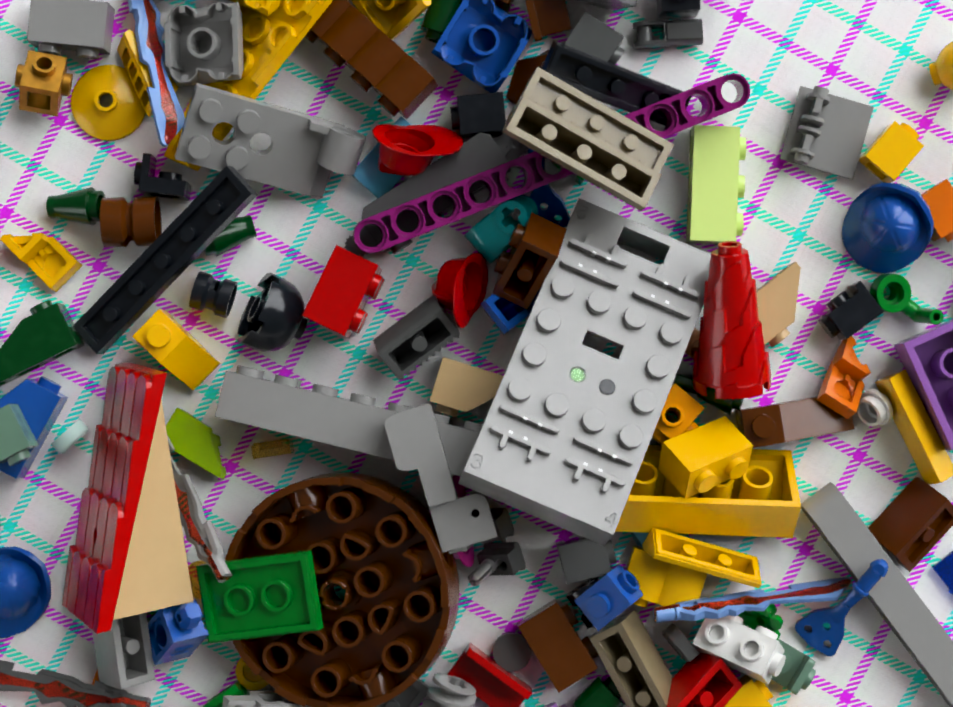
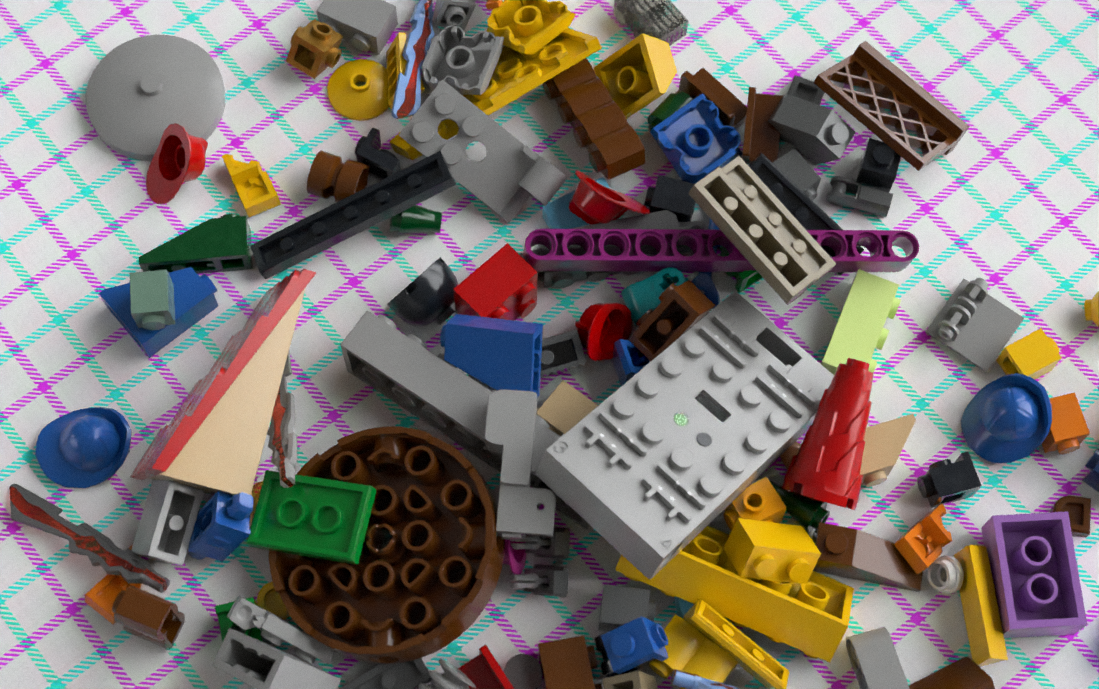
camera: 20 degrees right, 20 degrees down
(70, 436) = (205, 333): light aqua tile -> none
(76, 206) = (296, 153): dark green cone -> none
(176, 349) = (331, 294): yellow slope -> none
(195, 442) = (312, 379): lime slope -> none
(213, 294) = (382, 263): black wheel -> none
(272, 448) = (378, 407): clear yellow tile -> none
(370, 367) = (495, 351): none -> blue slope
(900, 299) = (1000, 486): green plate -> none

